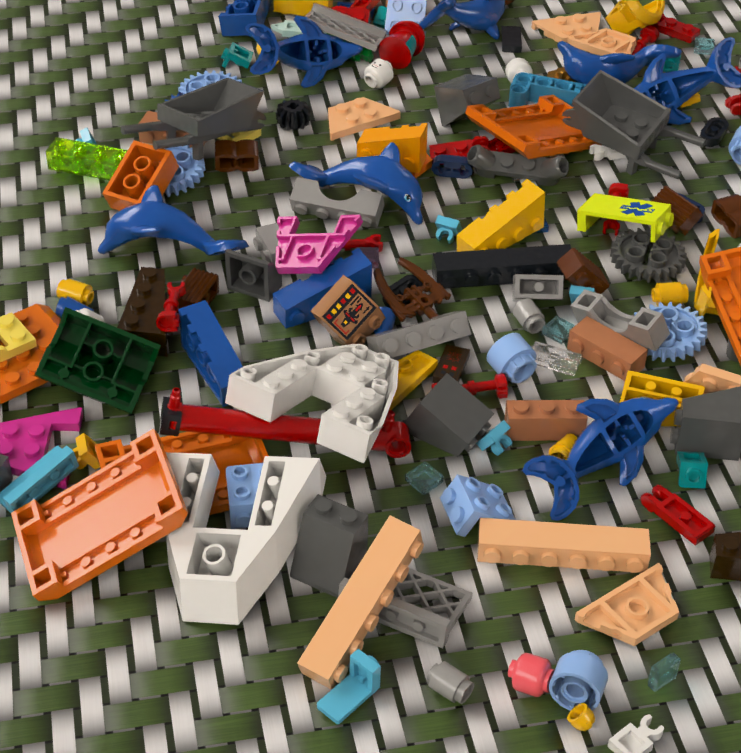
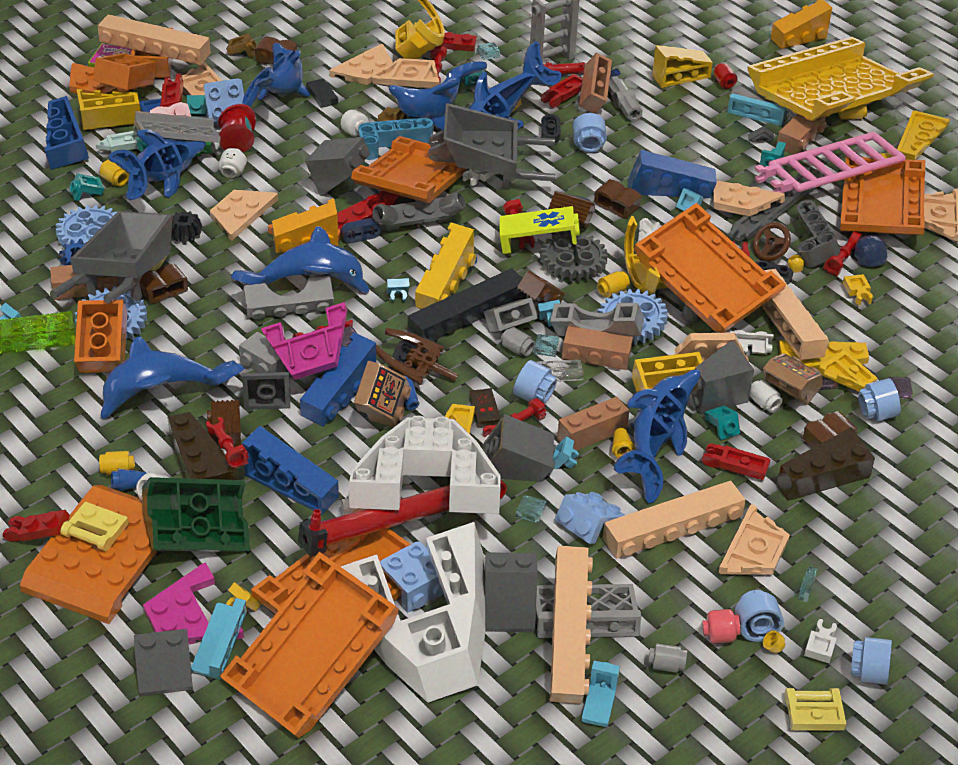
camera: 30 degrees left, 0 degrees up
(420, 335) = (460, 380): light grey arch -> none

